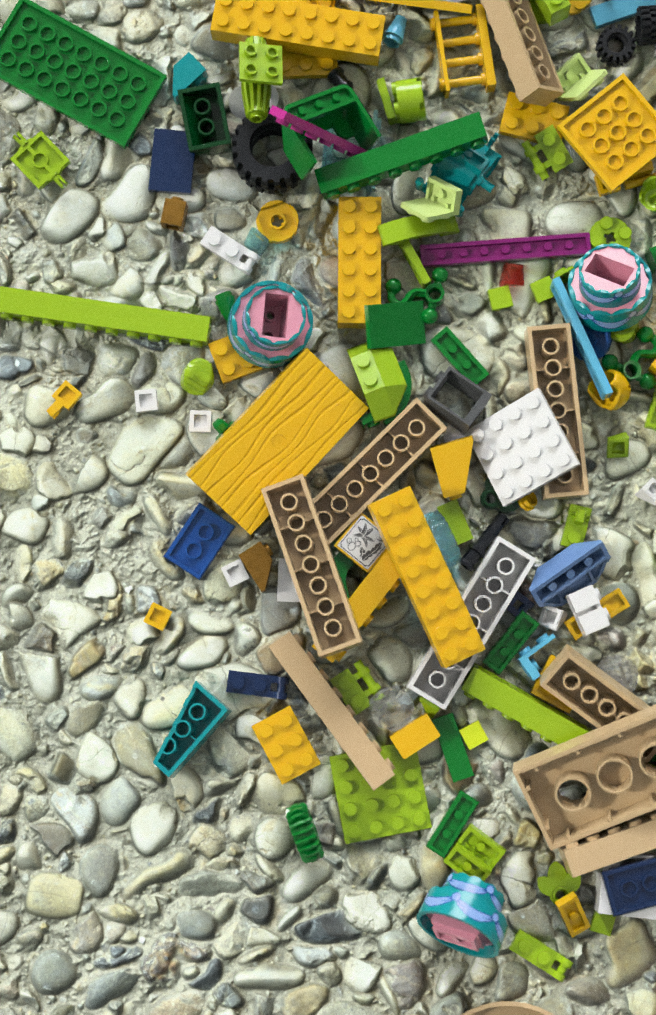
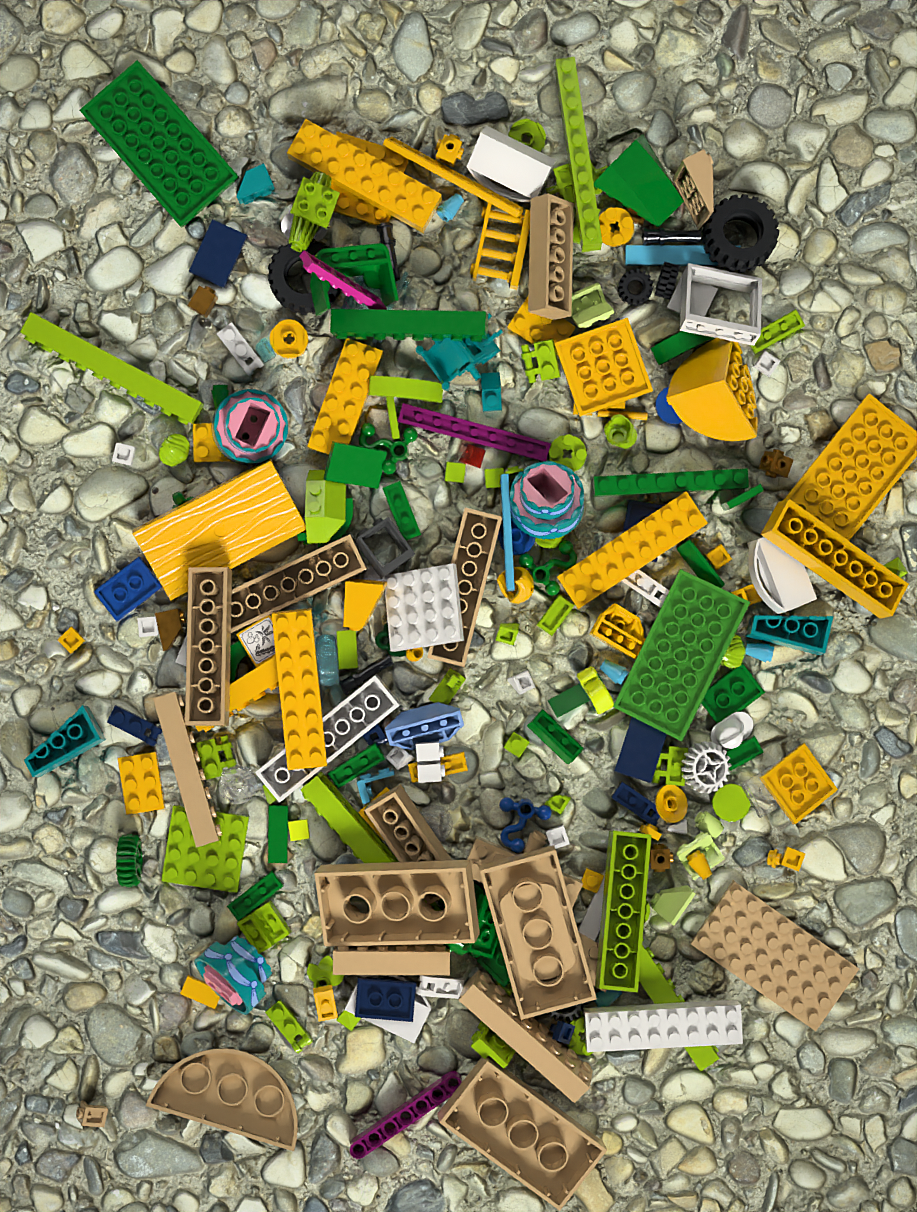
camera: 20 degrees right, 5 degrees up
(40, 160) = (104, 212): lime plate -> none
(66, 397) = (56, 426): yellow plate -> none
(200, 421) = (163, 488): white plate -> none
(205, 119) = (257, 228): dark green slope -> none
(386, 101) = (419, 270): lime tile -> none
(409, 100) = (438, 274): lime brick -> none
(414, 736) = (248, 814): yellow panel -> none
(430, 952) = (200, 992): none -> yellow tile
(439, 203) = (428, 375): yellowish green bracket -> none
(507, 204) = (491, 392): none -> teal slope

